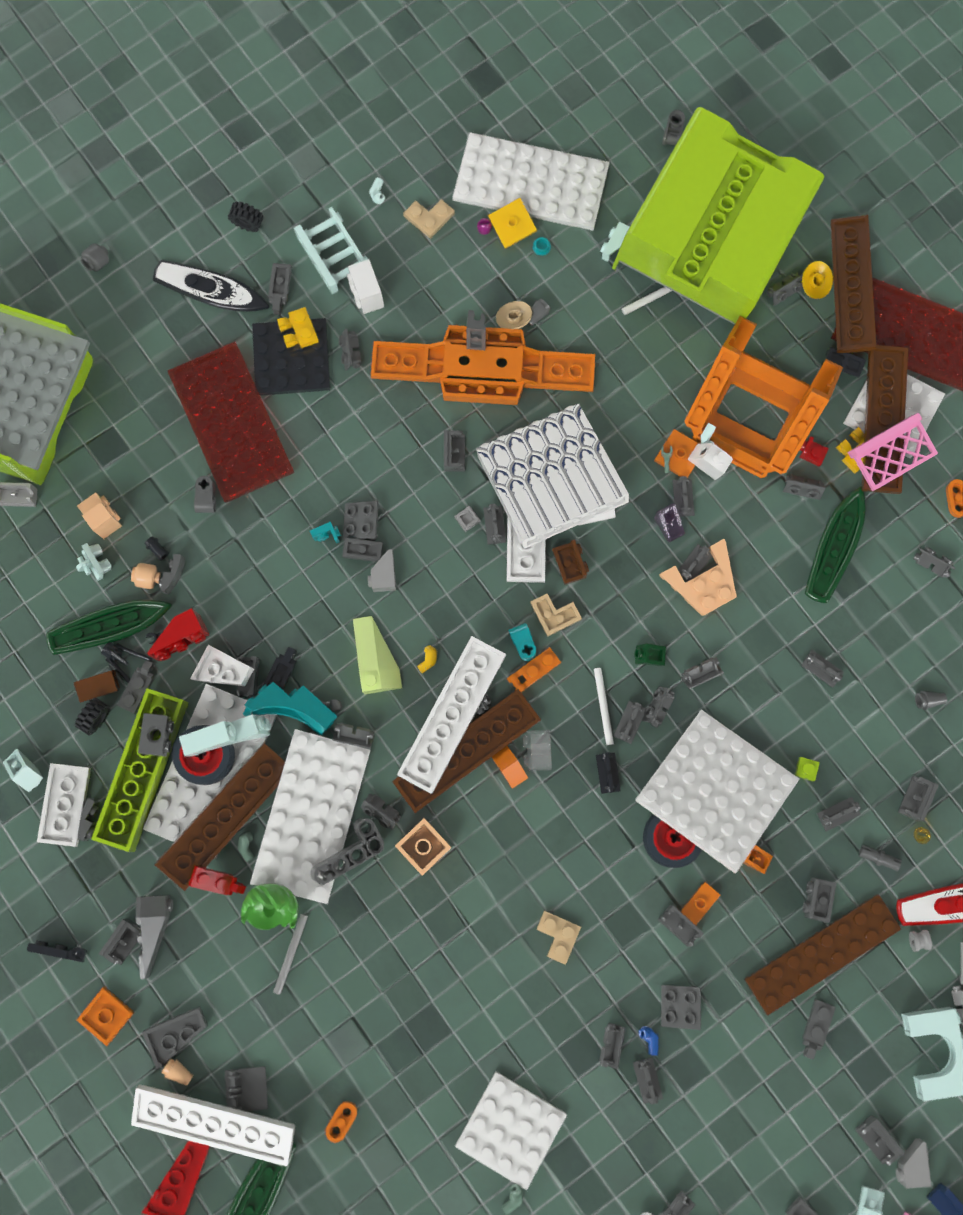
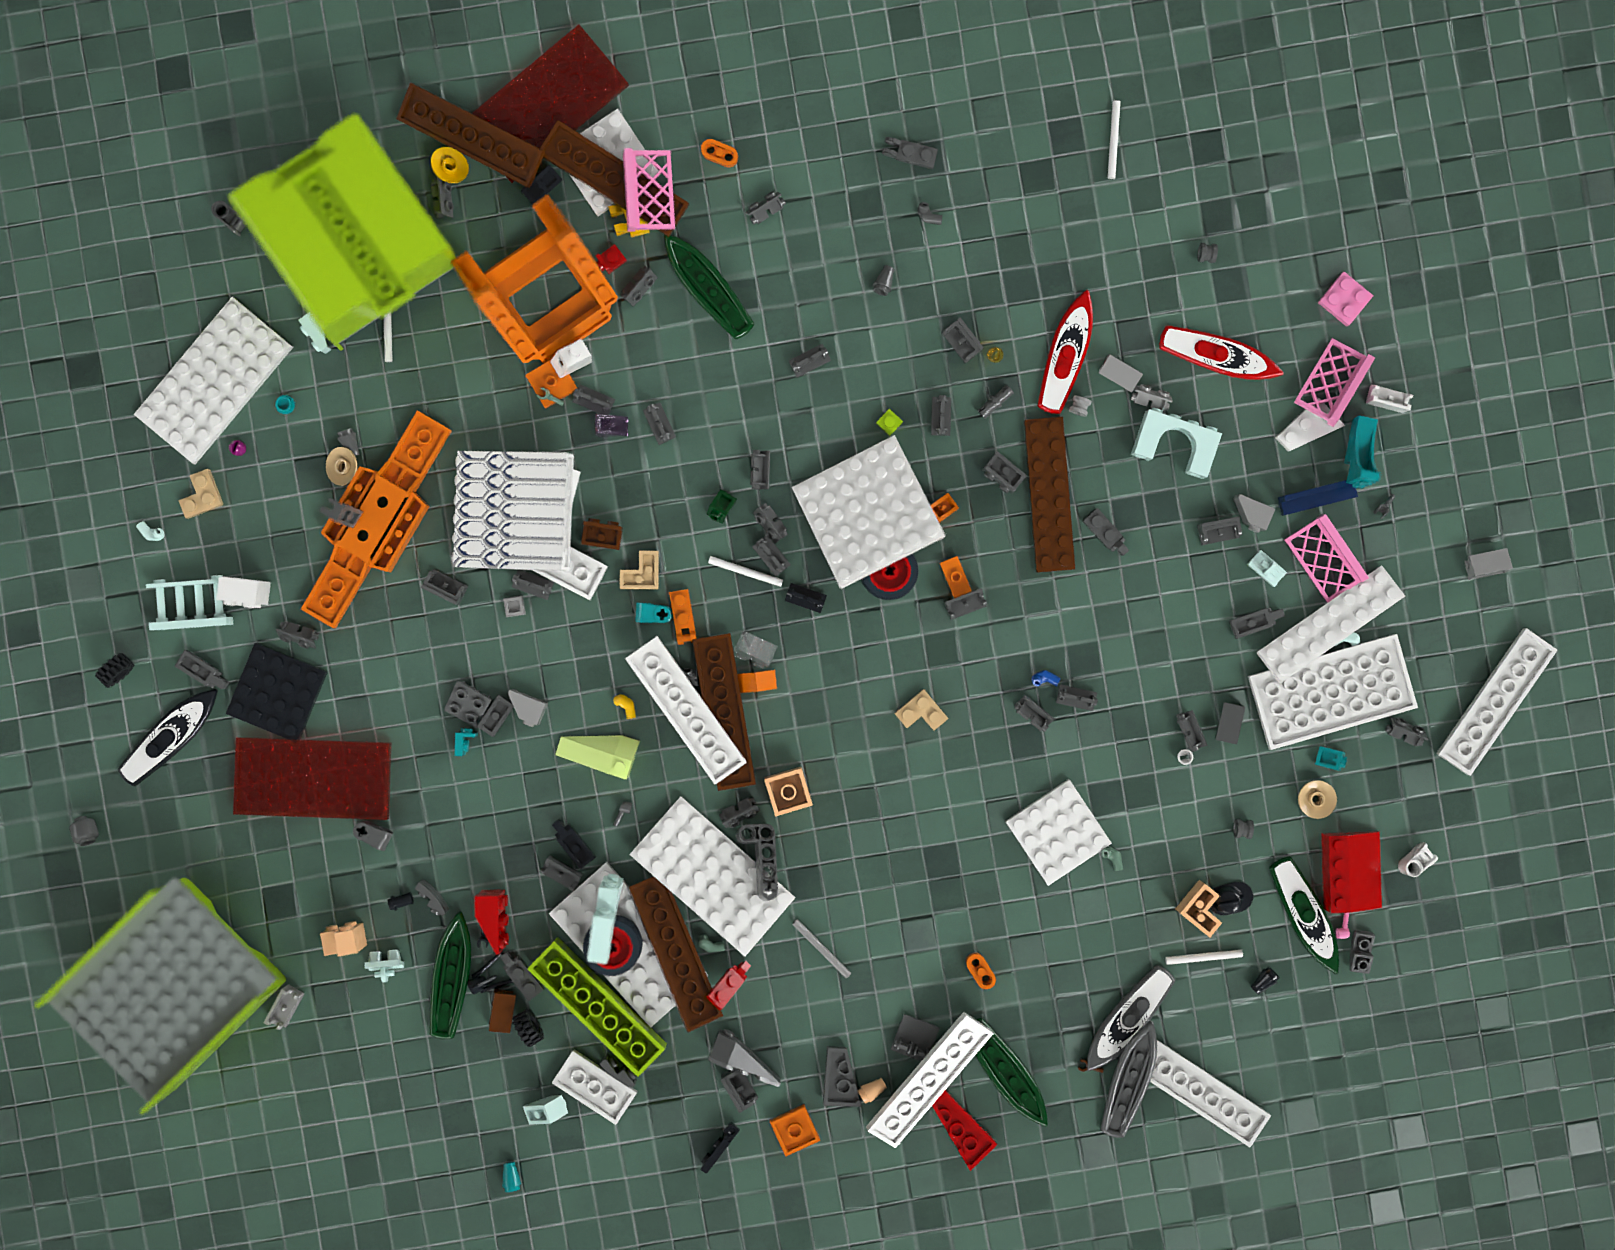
camera: 65 degrees left, 10 degrees up
(145, 575) = (421, 923): light nougat head -> none
(150, 725) = (577, 990): dark grey brick -> none
(221, 669) = (542, 893): white wing -> none
(270, 906) = (773, 949): bright green piece -> none
(298, 705) = (609, 840): teal arch -> none
(303, 328) = (253, 668): yellow plate -> none
(361, 737) = (665, 800): dark grey hinge -> none
(512, 223) = (248, 420): yellow plate -> none
(681, 1007) = (1031, 638): dark grey hinge -> none
(707, 433) = (546, 349): light aqua arm -> none
(710, 588) = (688, 422): light nougat wing -> none

